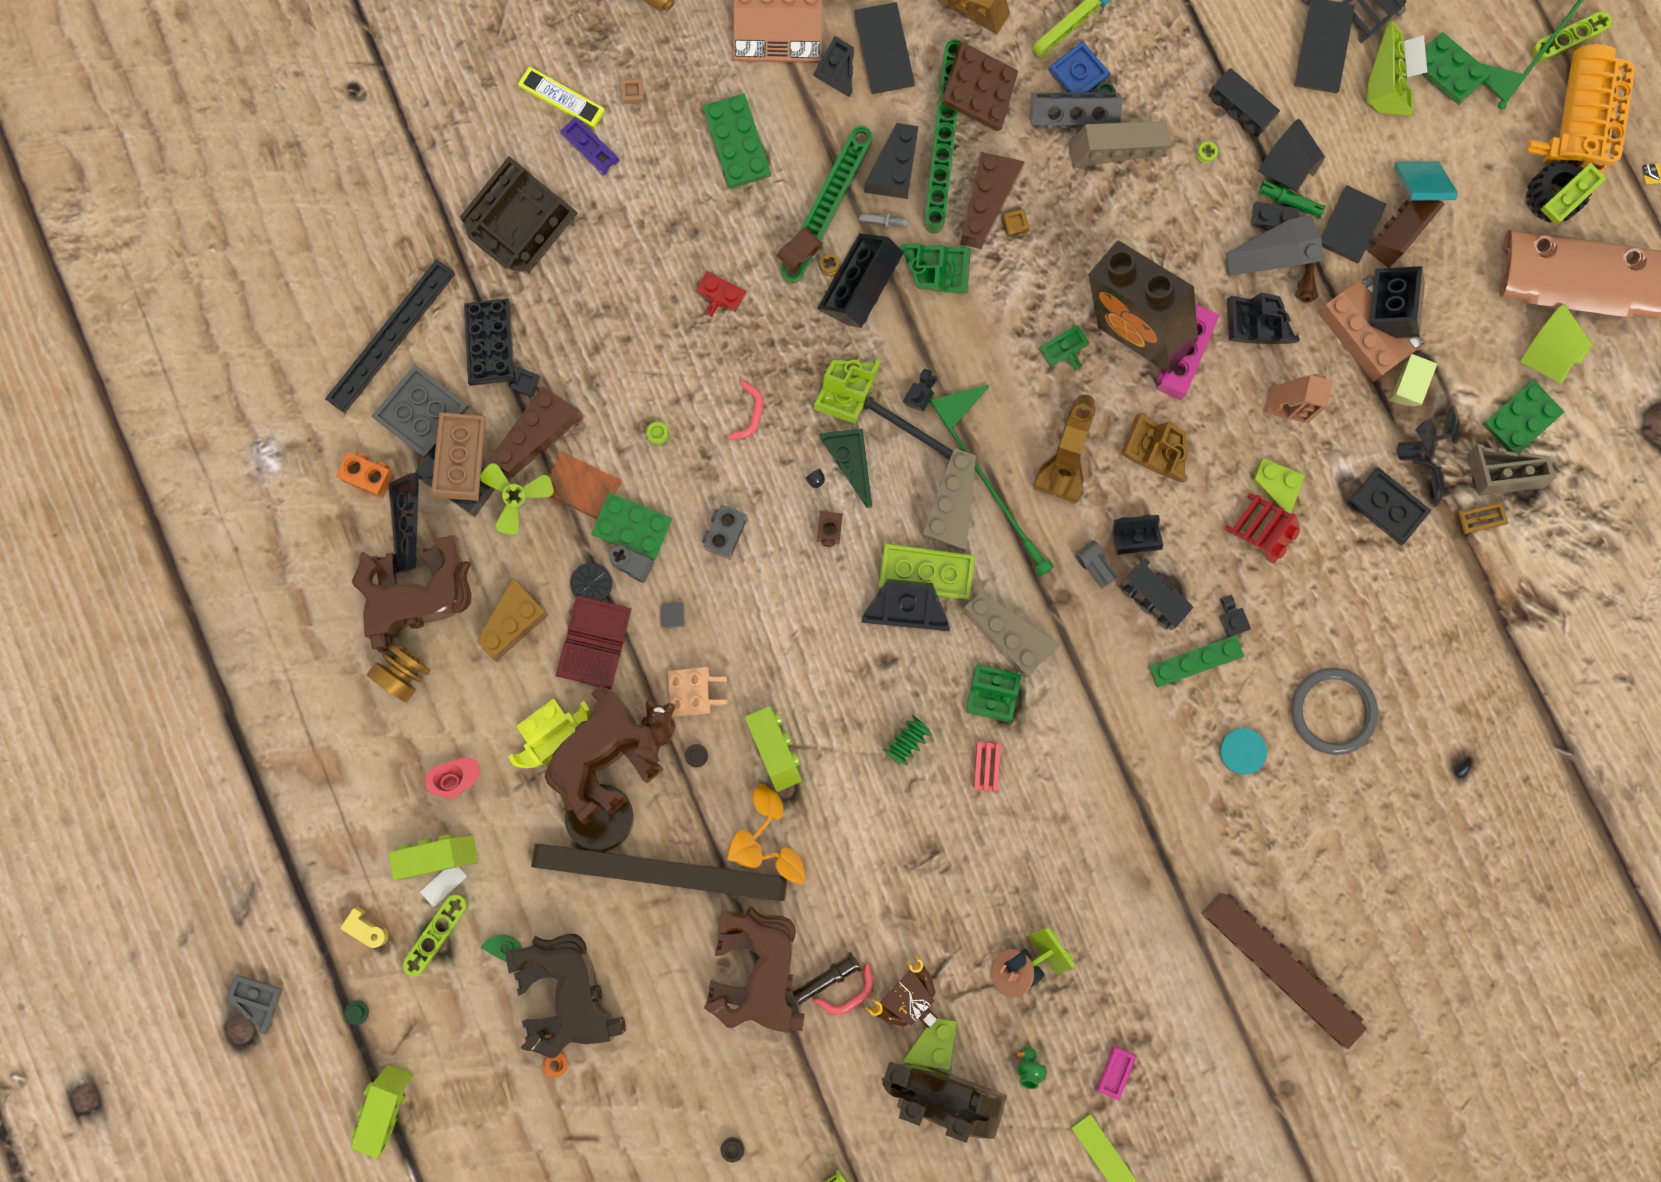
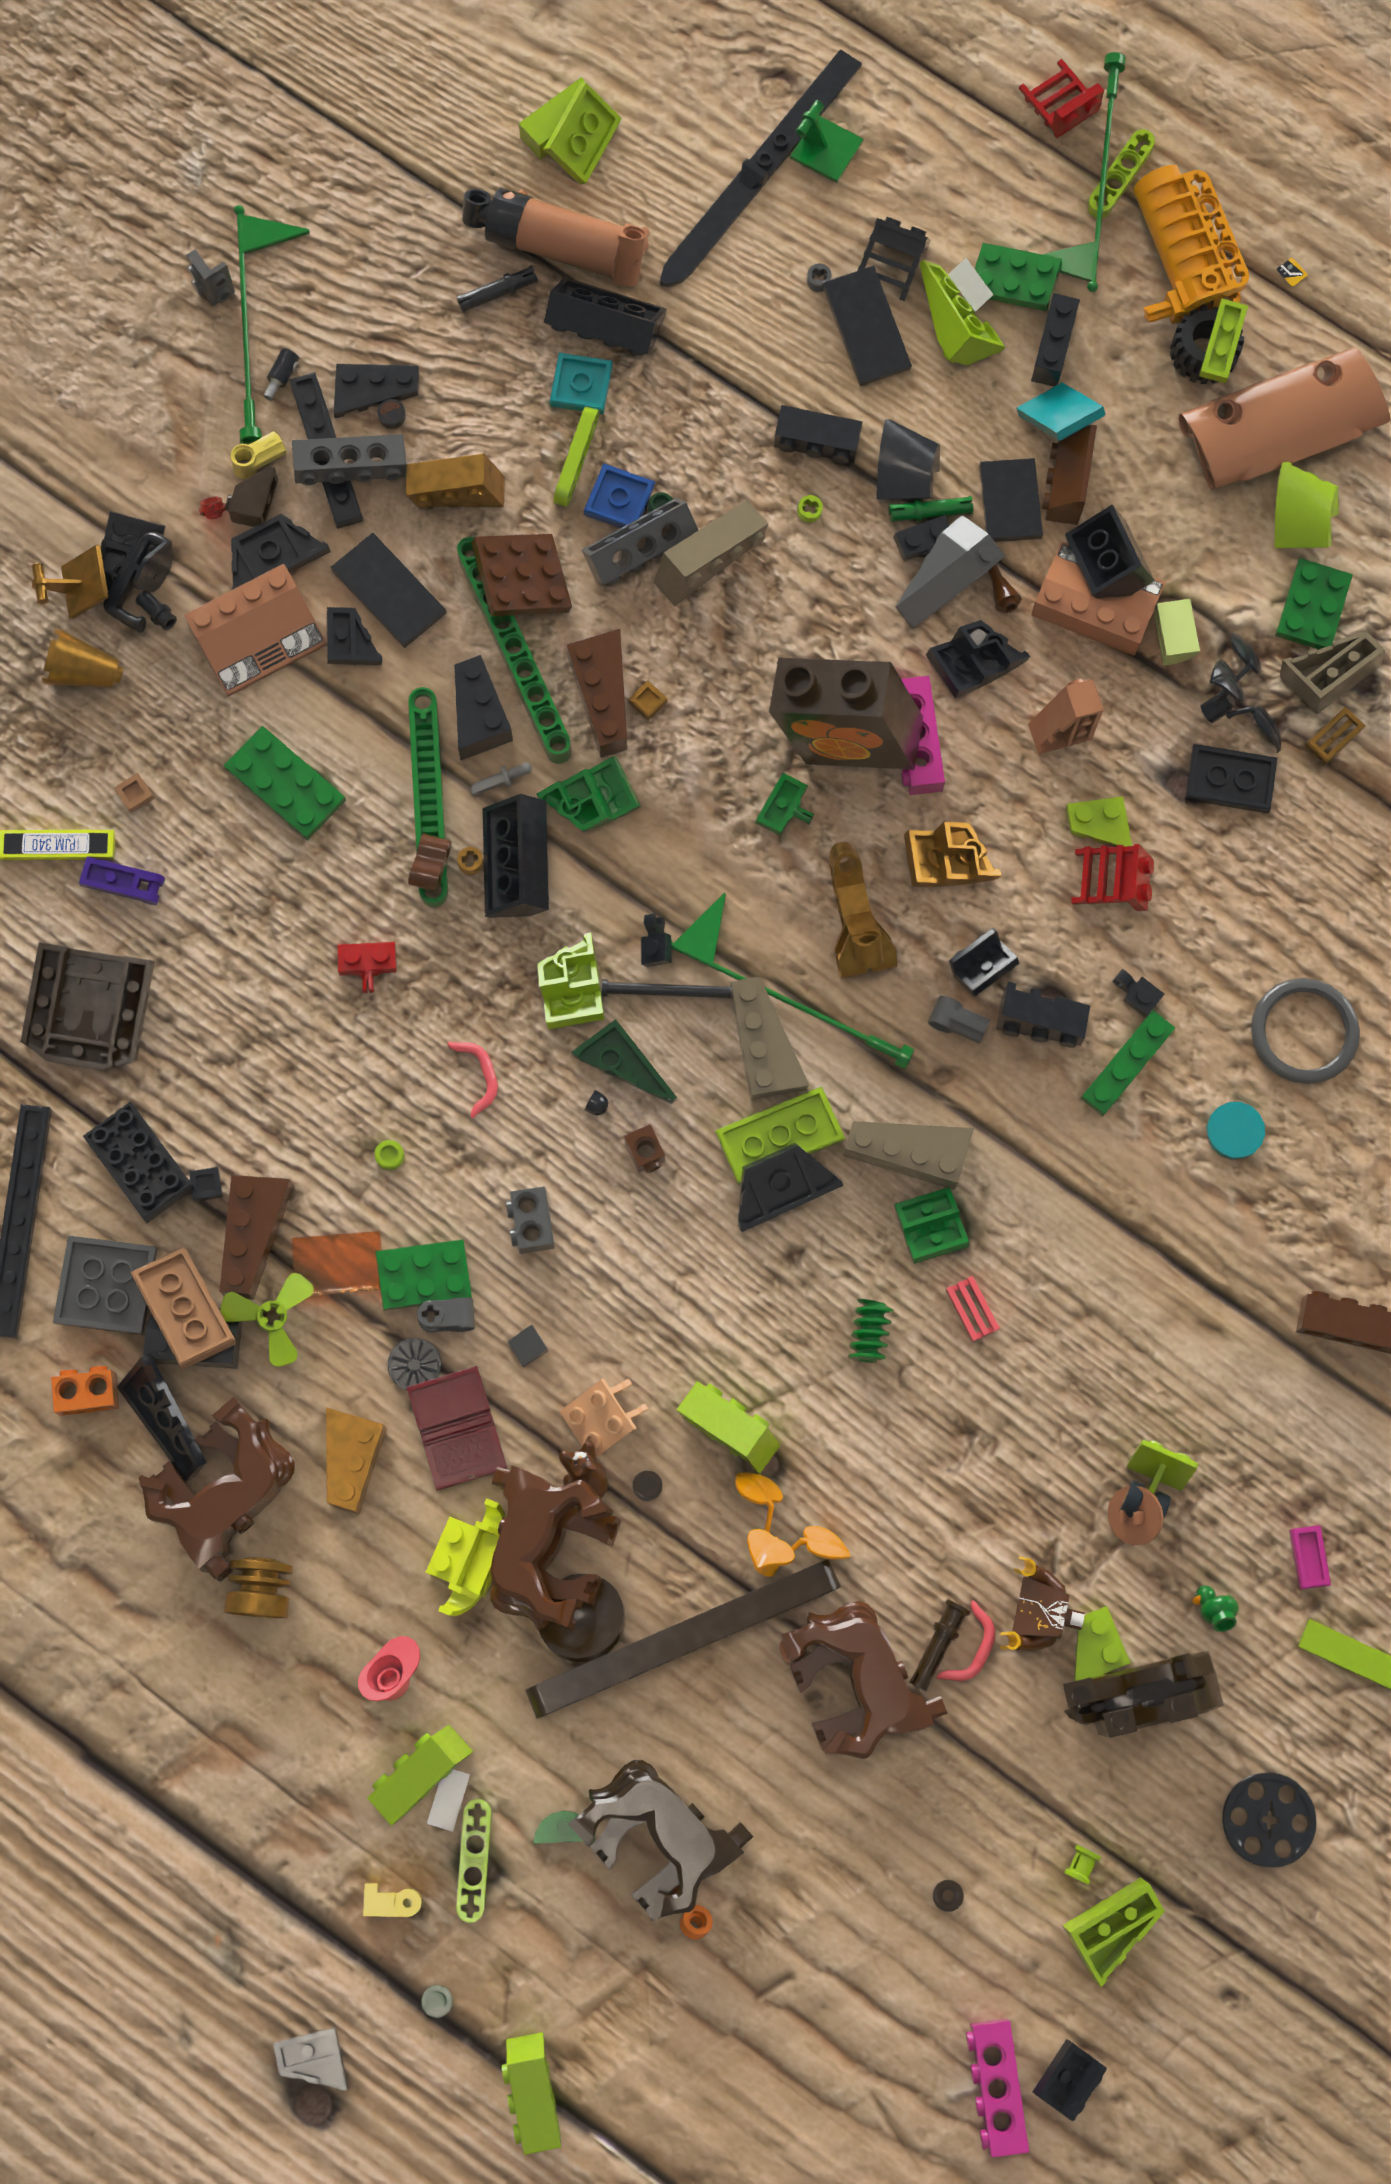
camera: 30 degrees left, 5 degrees down
(1452, 128) = (1055, 340): none -> black brick

